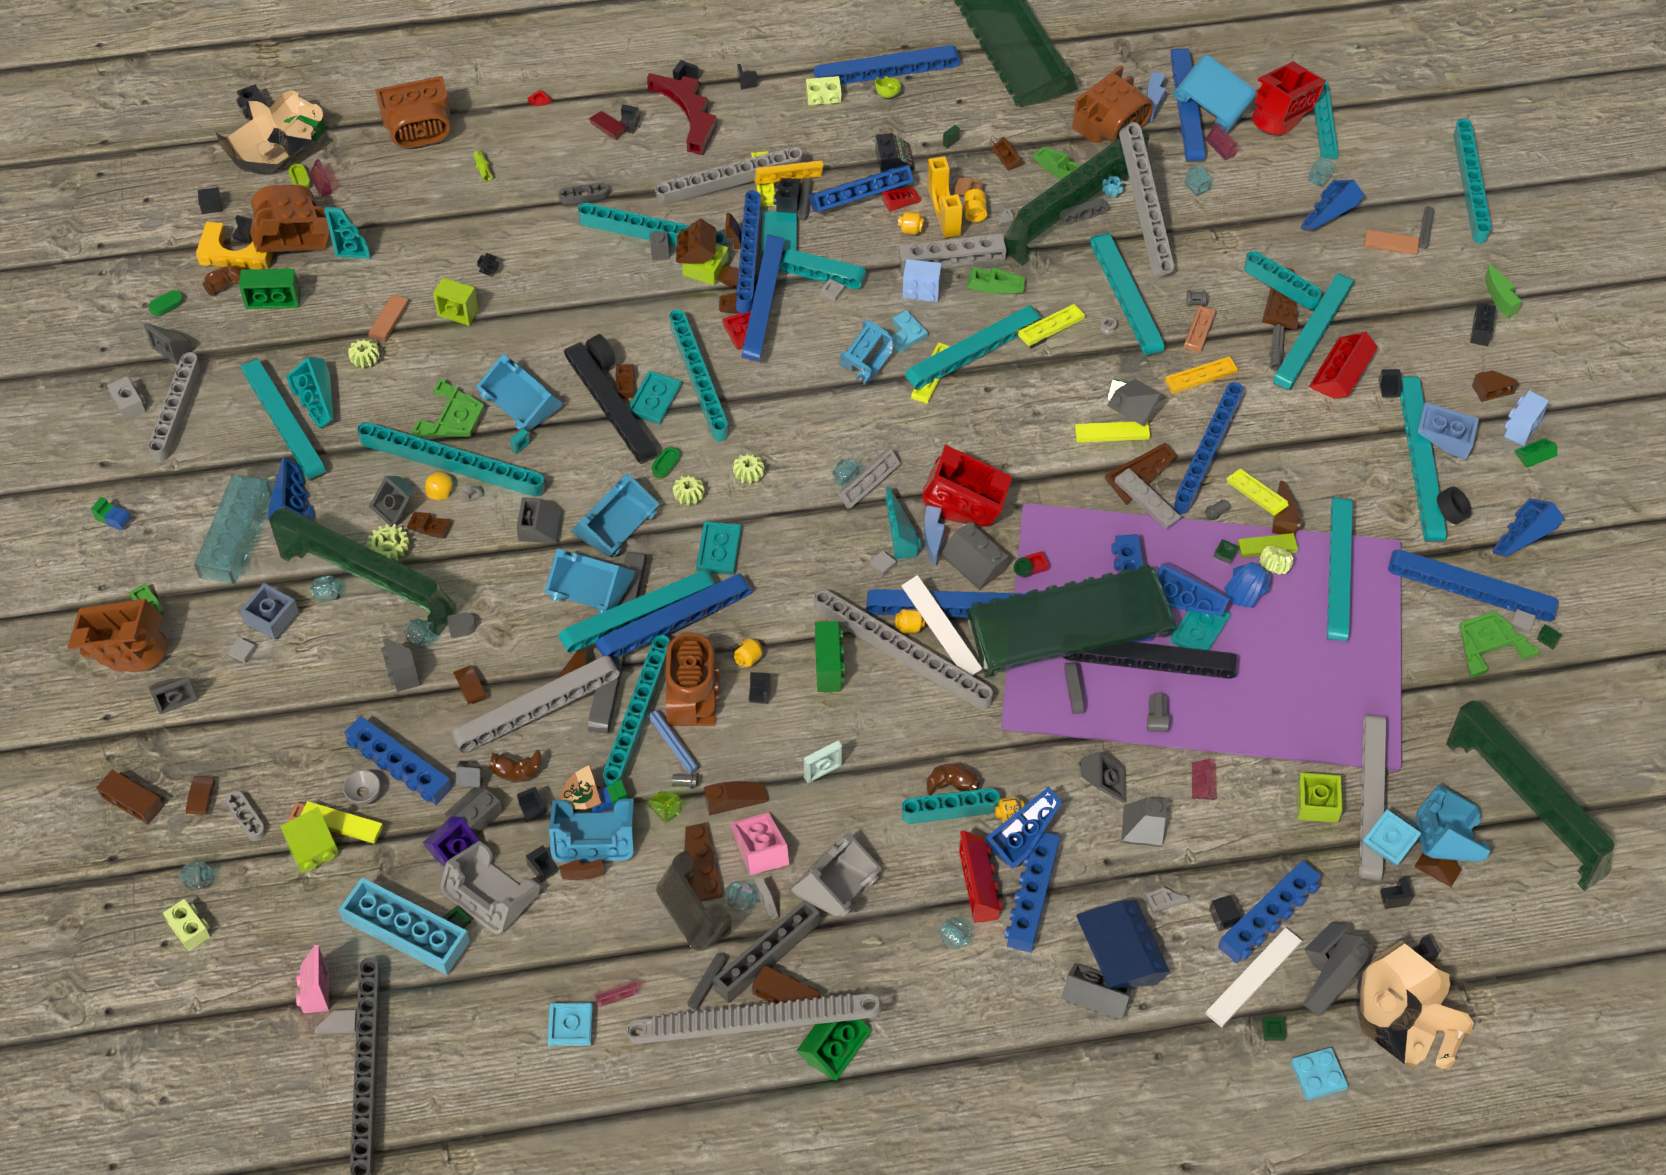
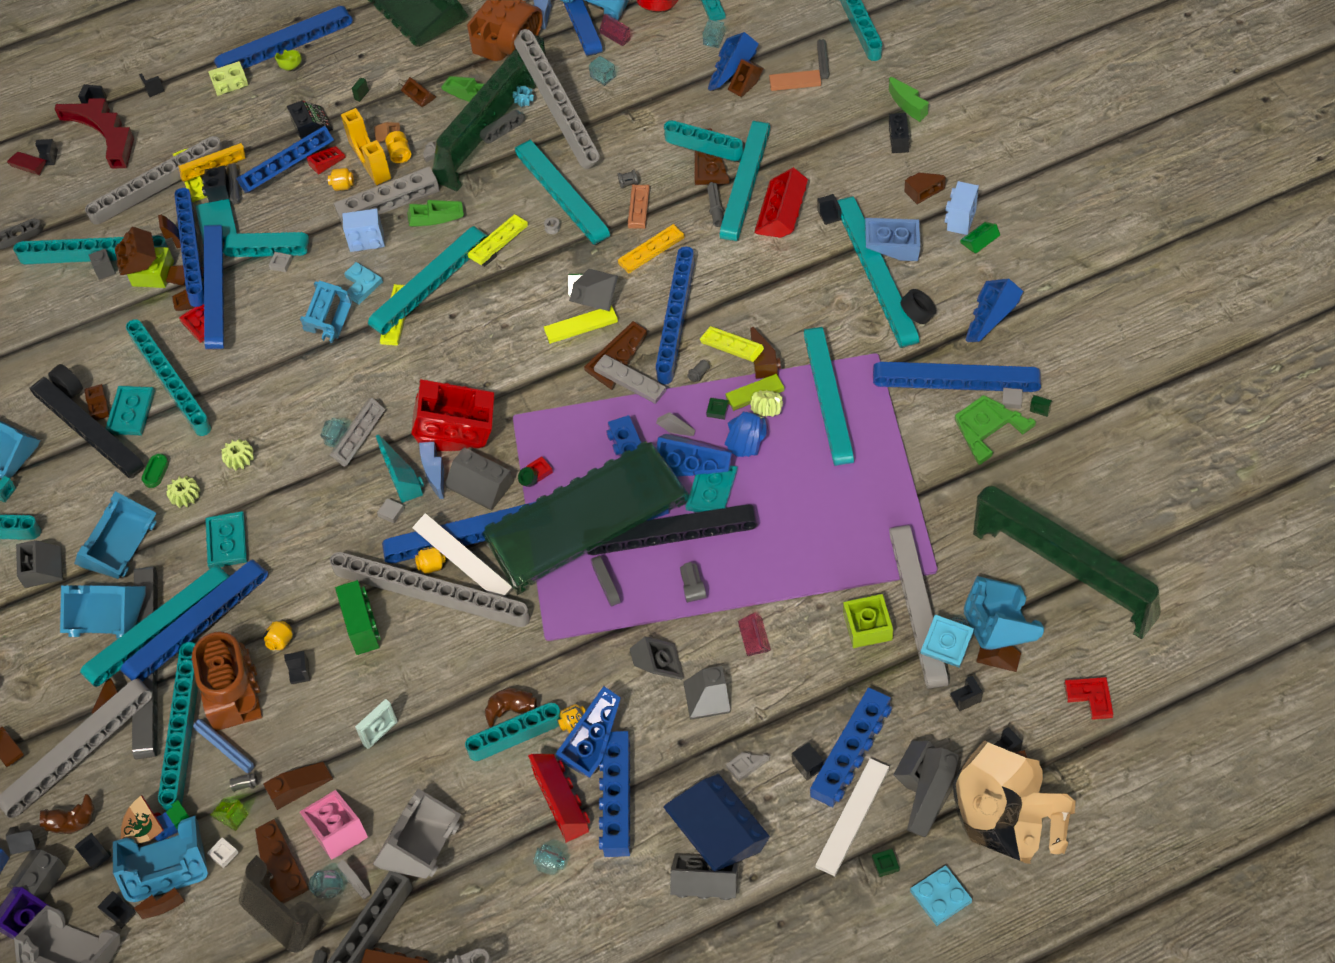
camera: 10 degrees left, 0 degrees up
(650, 840) = (222, 852): none -> white plate
(1179, 556) = (674, 425): none -> light grey tile
(1341, 226) = (745, 77): none -> reddish brown slope
(1522, 926) = (1095, 692): none -> red plate

